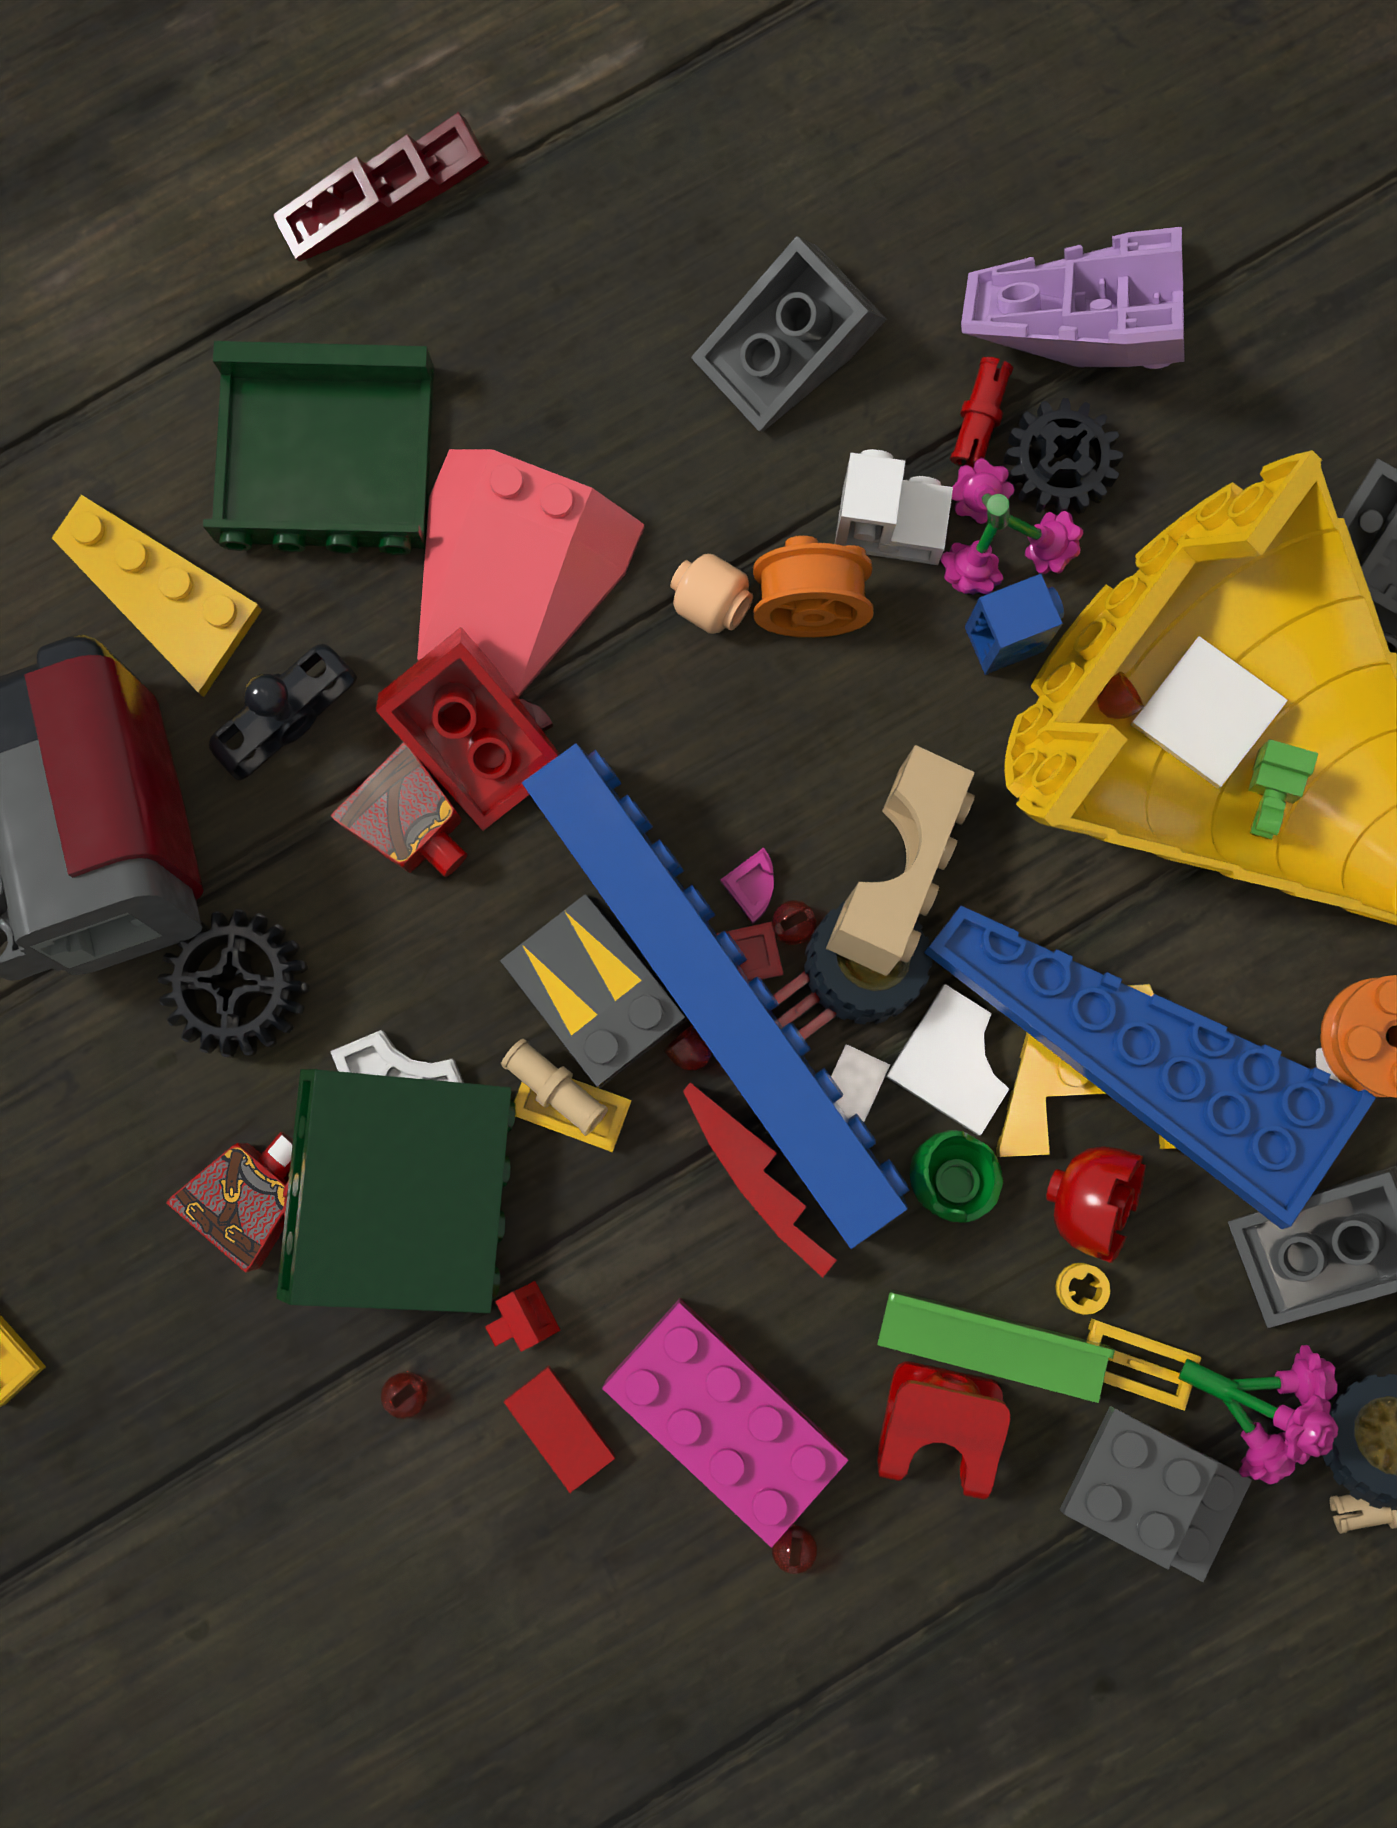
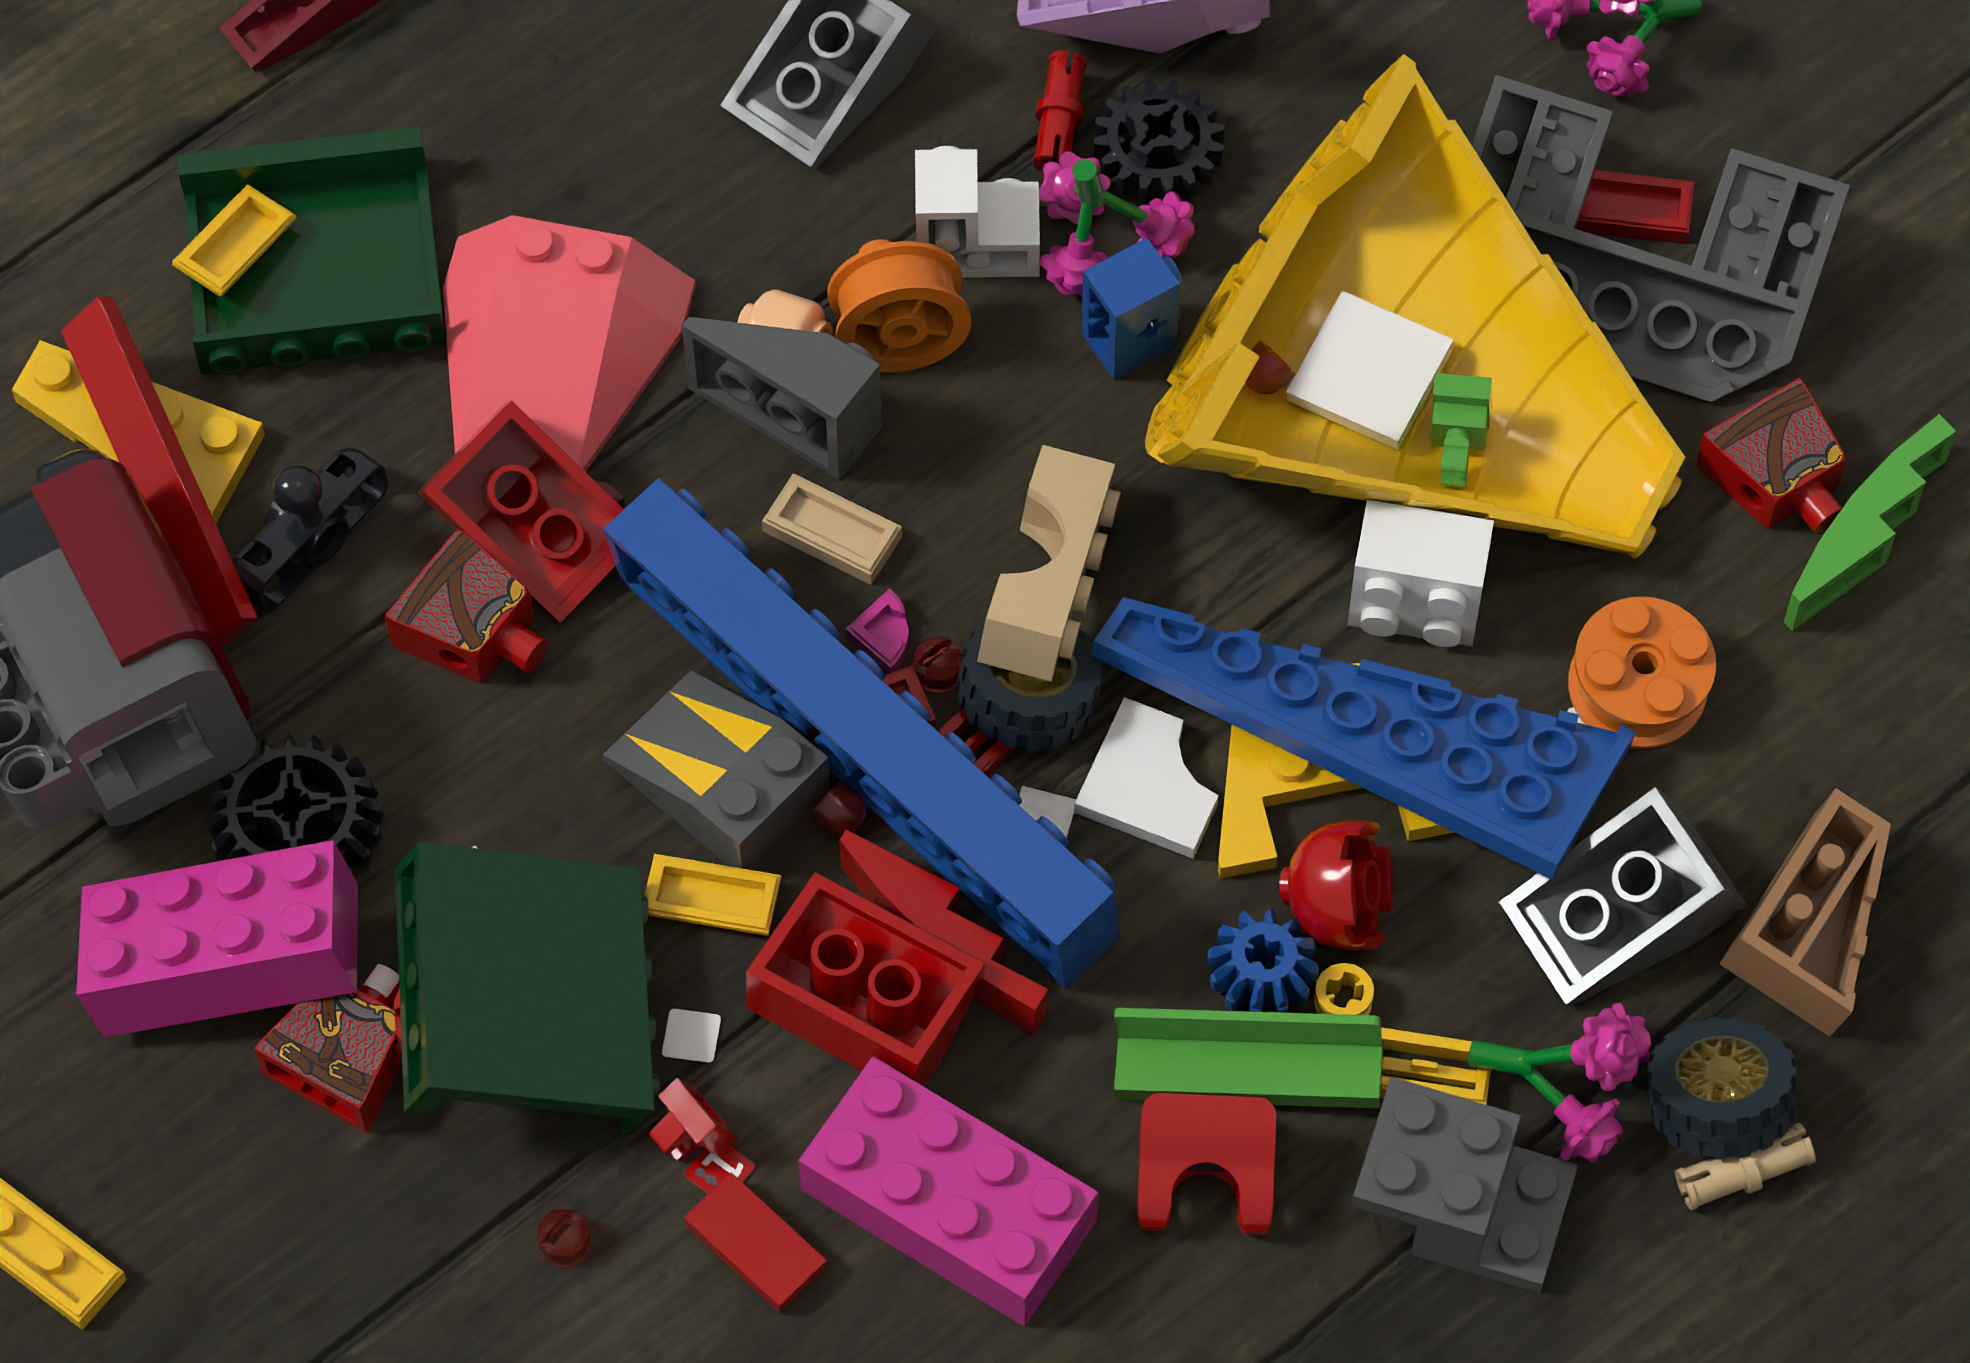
camera: 10 degrees left, 20 degrees down
(147, 1100) = (218, 939): none -> dark pink brick
(158, 639) = (156, 461): none -> red tile
(255, 428) = (233, 240): none -> yellow tile
(536, 1226) = (691, 1035): none -> white sticker
(545, 1353) = (711, 1169): none -> red sticker
(554, 1086) = (689, 863): tan pin -> none
(685, 1225) = (862, 982): none -> red slope
(711, 653) = (789, 386): none -> dark grey slope
(724, 780) = (832, 529): none -> tan tile
(782, 1549) = (1041, 1333): clear red hinge -> none
(956, 1176) = (1170, 886): green hair -> none
(1012, 1273) = (1277, 949): none -> blue gear
(1220, 923) = (1419, 573): none -> white brick

